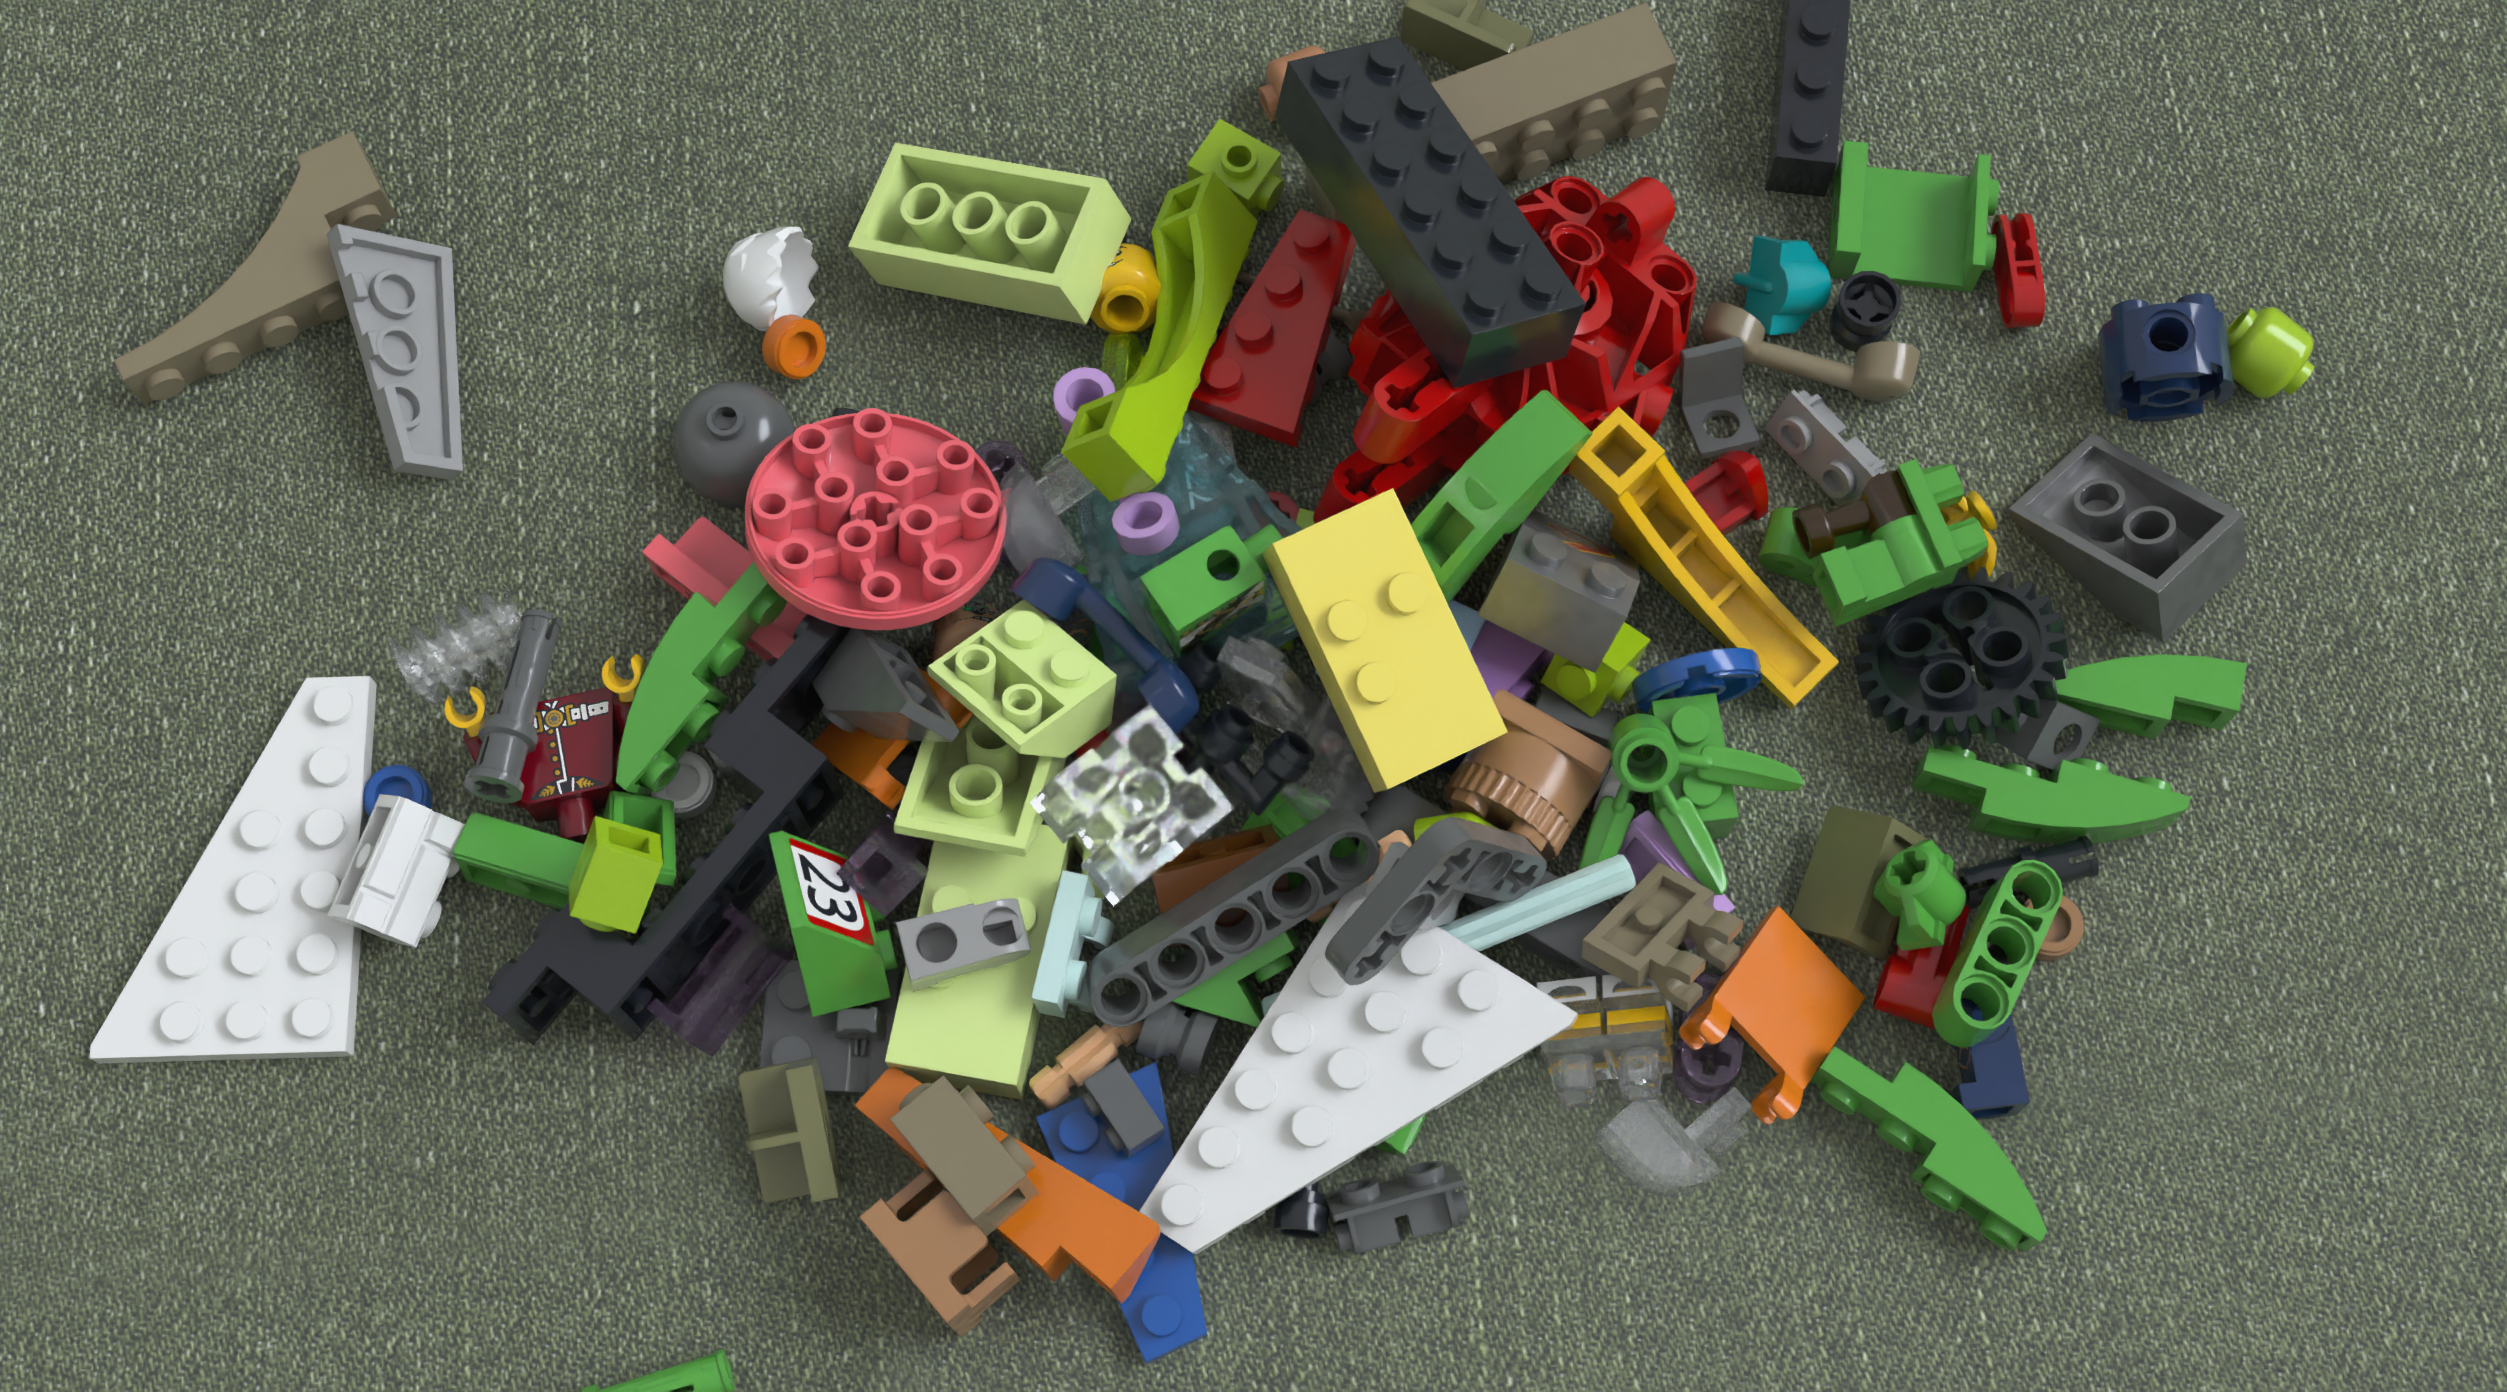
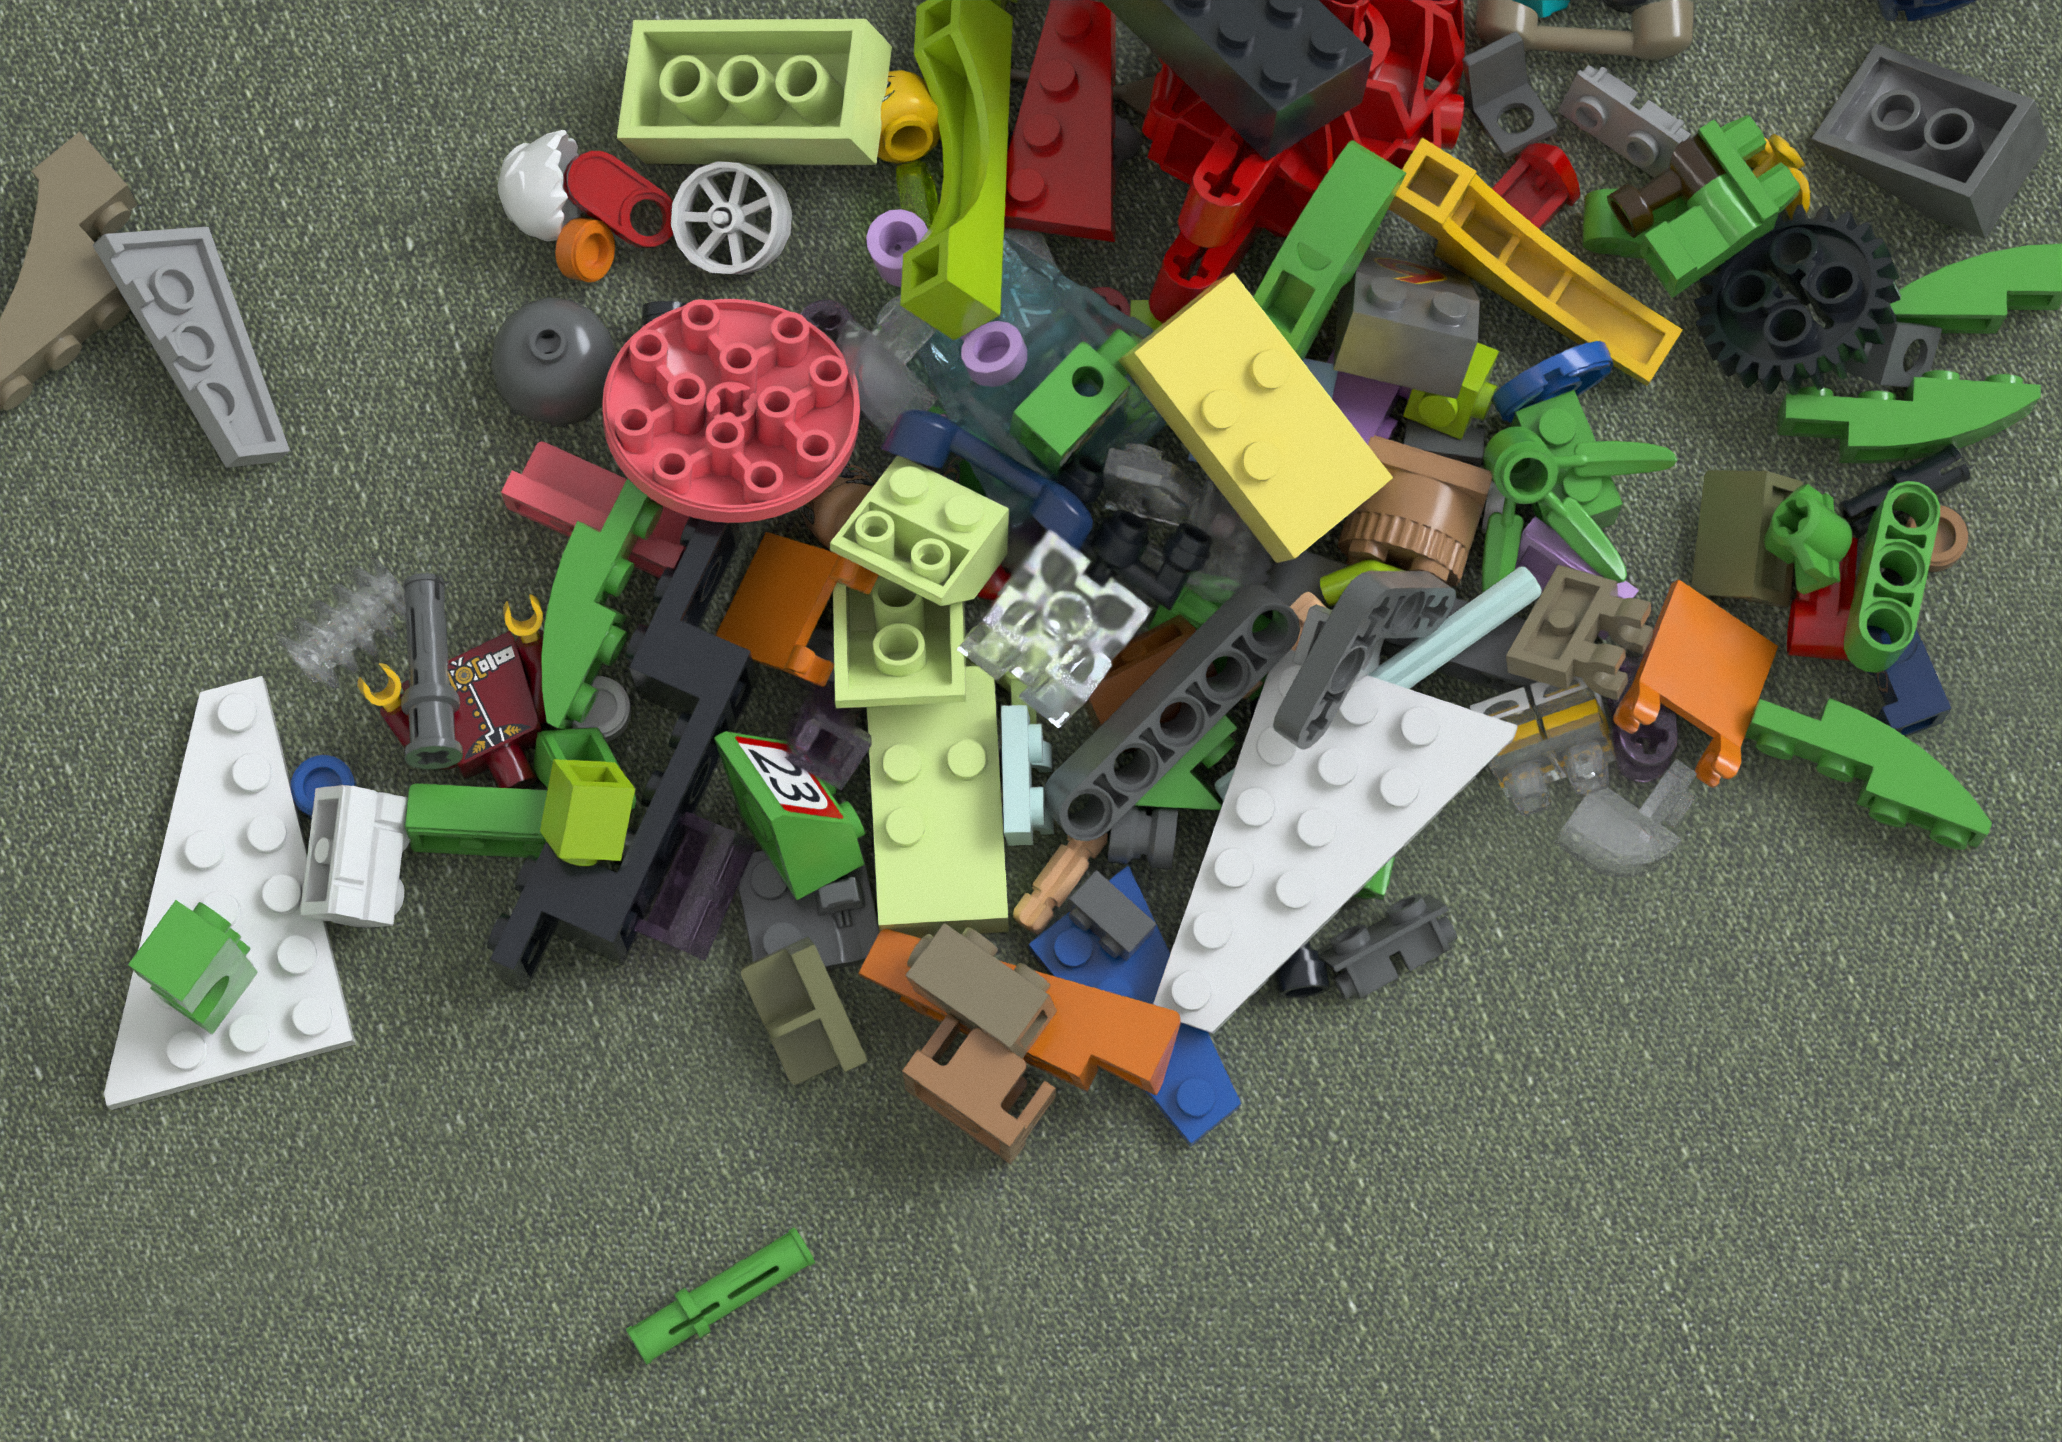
camera: 15 degrees left, 5 degrees up
(189, 936) = (195, 964): none -> bright green arch
(832, 295) = (609, 190): none -> red piece
(881, 691) = (783, 577): dark grey slope -> none
(938, 347) = (731, 218): none -> white wheel
(962, 941) = (924, 795): light grey leg -> none

